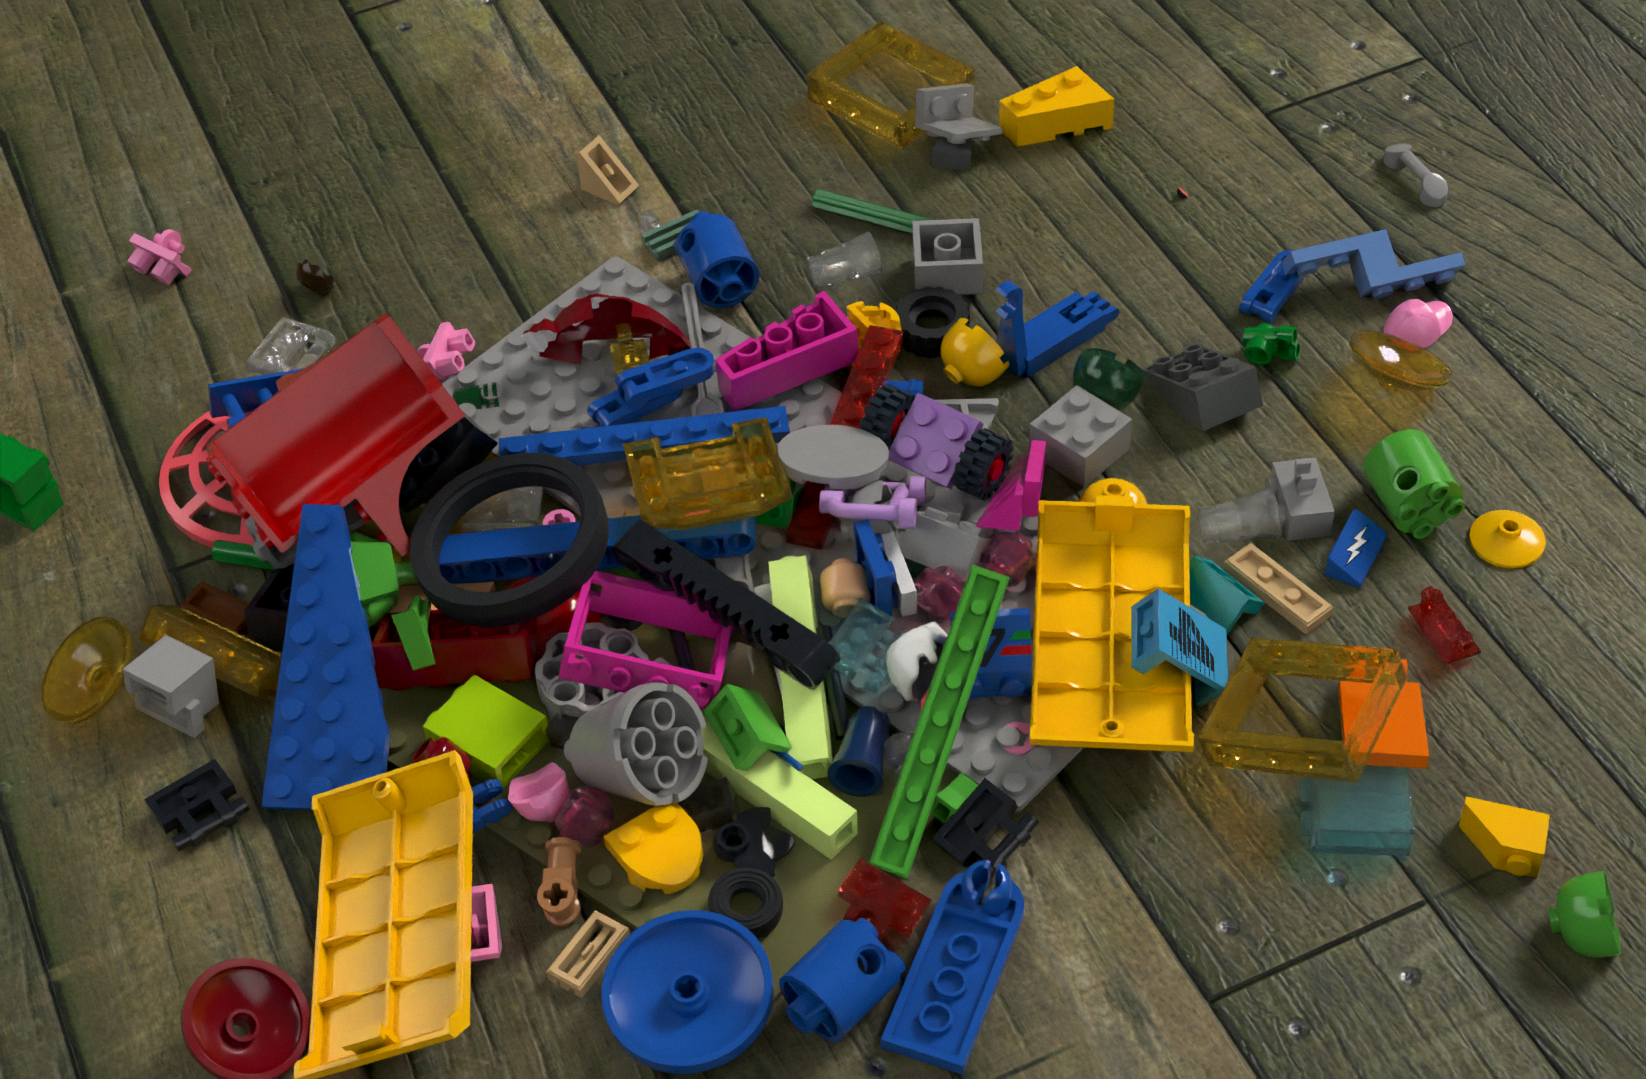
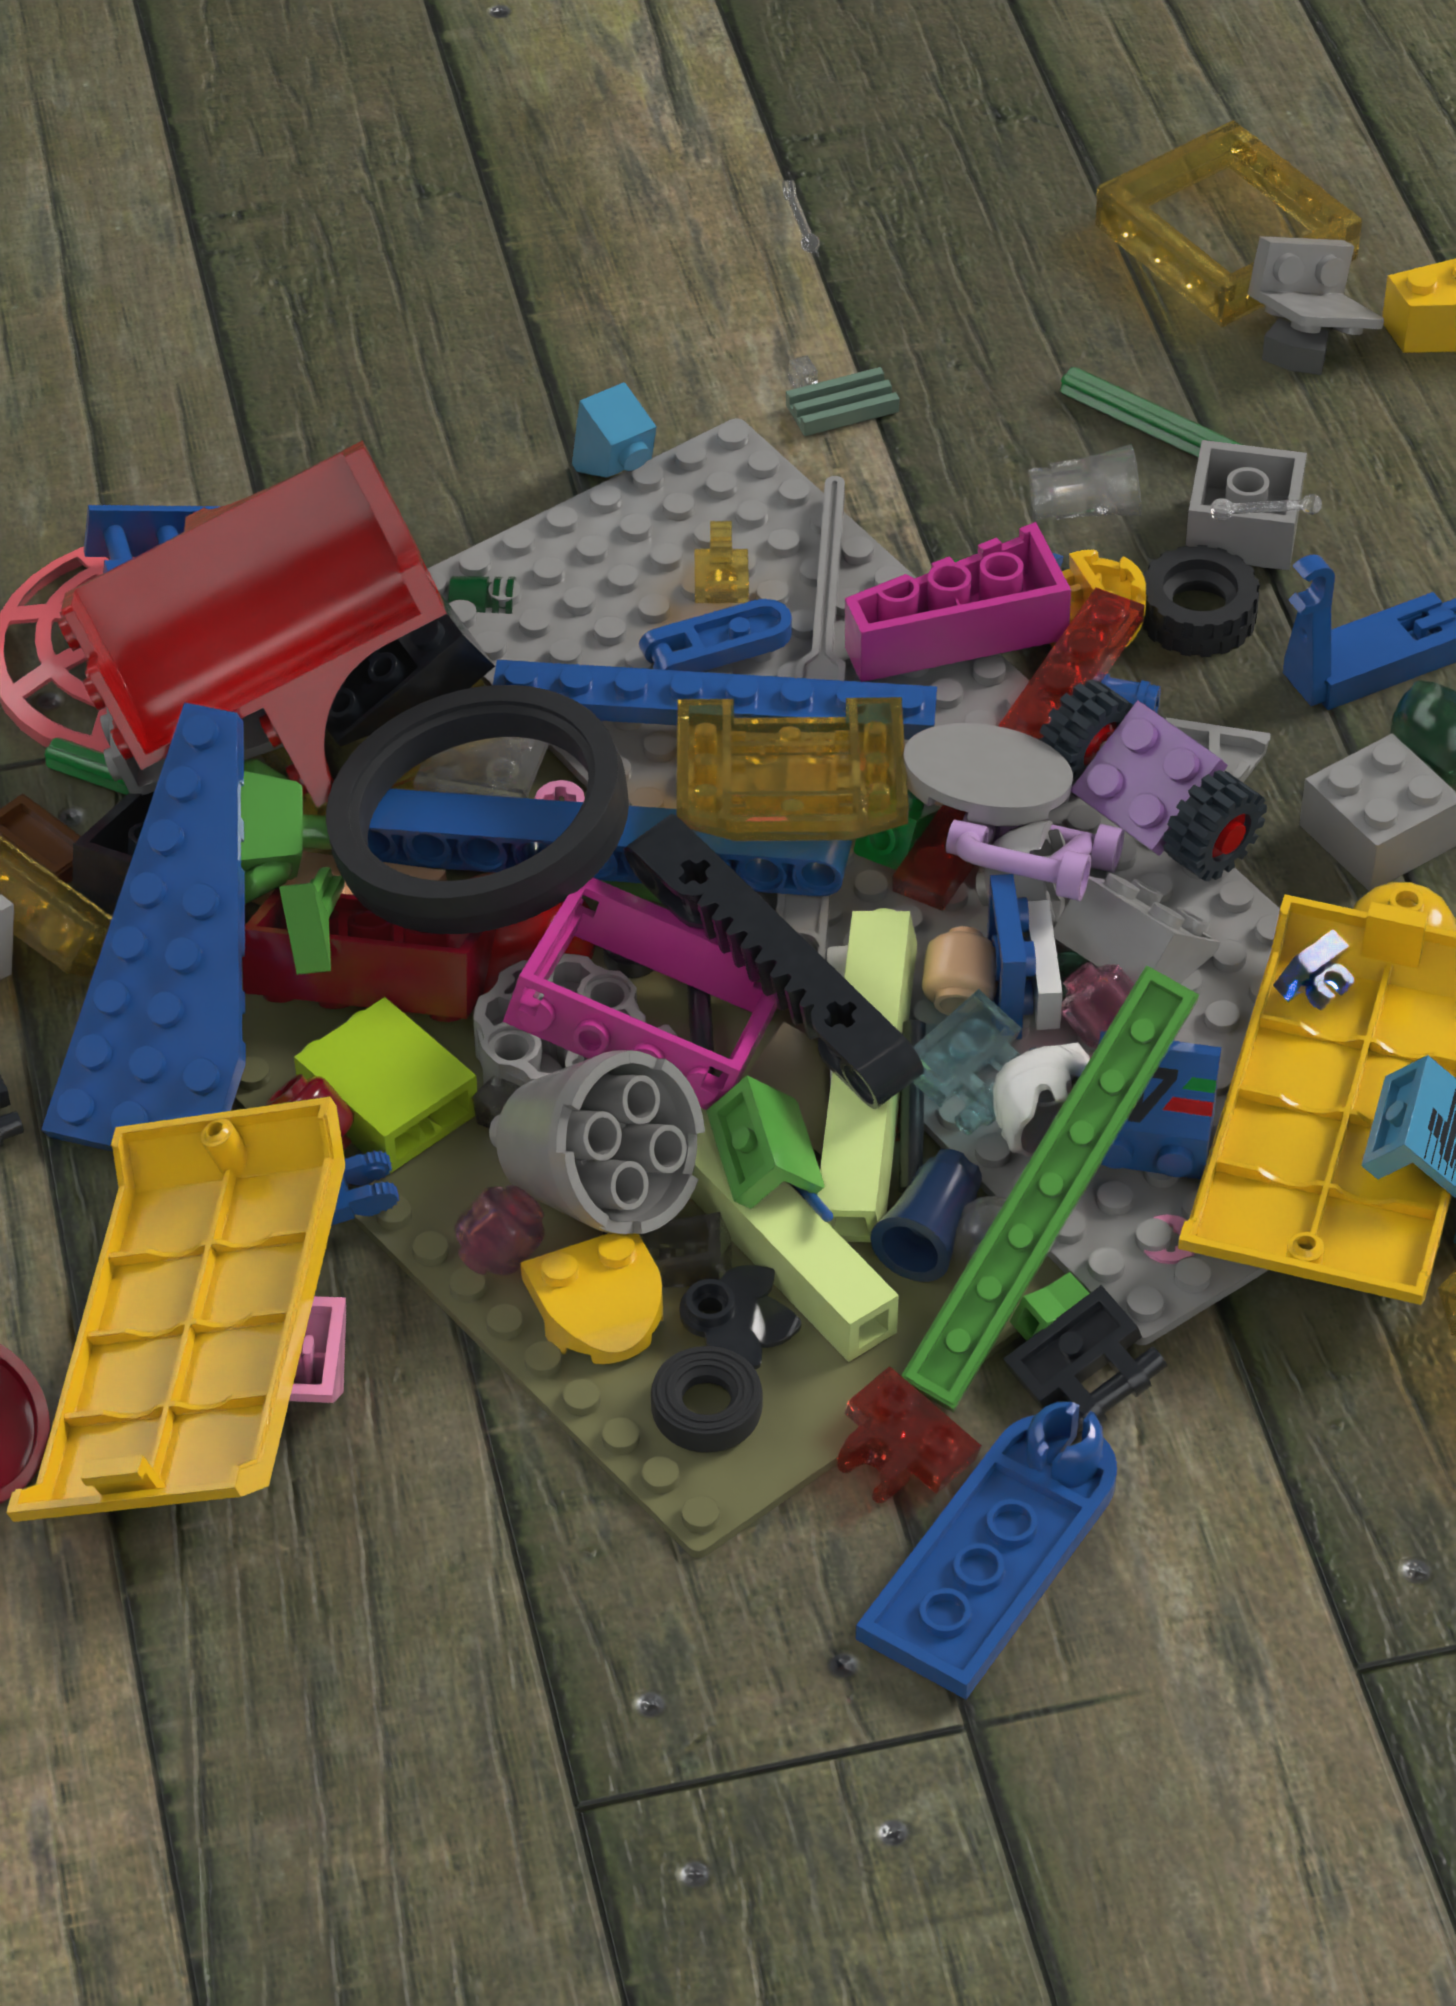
camera: 10 degrees right, 0 degrees up
(163, 252) = (63, 298): bright pink hips -> none
(284, 345) = (216, 466): clear plate -> none
(314, 278) = (279, 374): dark brown plate -> none
(445, 351) = (448, 520): bright pink hips -> none
(539, 279) = (612, 433): none -> dark azure slope
(539, 793) = (442, 1186): bright pink piece -> none
(560, 882) = (443, 1318): medium nougat connector -> none
(595, 319) = (681, 508): dark red animal -> none
(599, 963) = (471, 1432): tan tile -> none
(603, 172) = (750, 288): tan slope -> none
(633, 138) = (809, 241): none -> clear hinge
(665, 376) = (766, 610): blue plate -> none
(688, 991) = (592, 1503): blue dish -> none
(716, 260) = (889, 450): blue cylinder -> none
(840, 980) = (815, 1529): blue cylinder -> none
(937, 262) = (1223, 509): none -> clear hinge
(971, 355) = (1243, 661): yellow cylinder -> none
(1009, 556) = (1219, 971): clear pink head -> none
(1018, 493) = (1262, 877): dark pink wedge -> none
(1069, 547) = (1313, 969): none -> clear blue tile

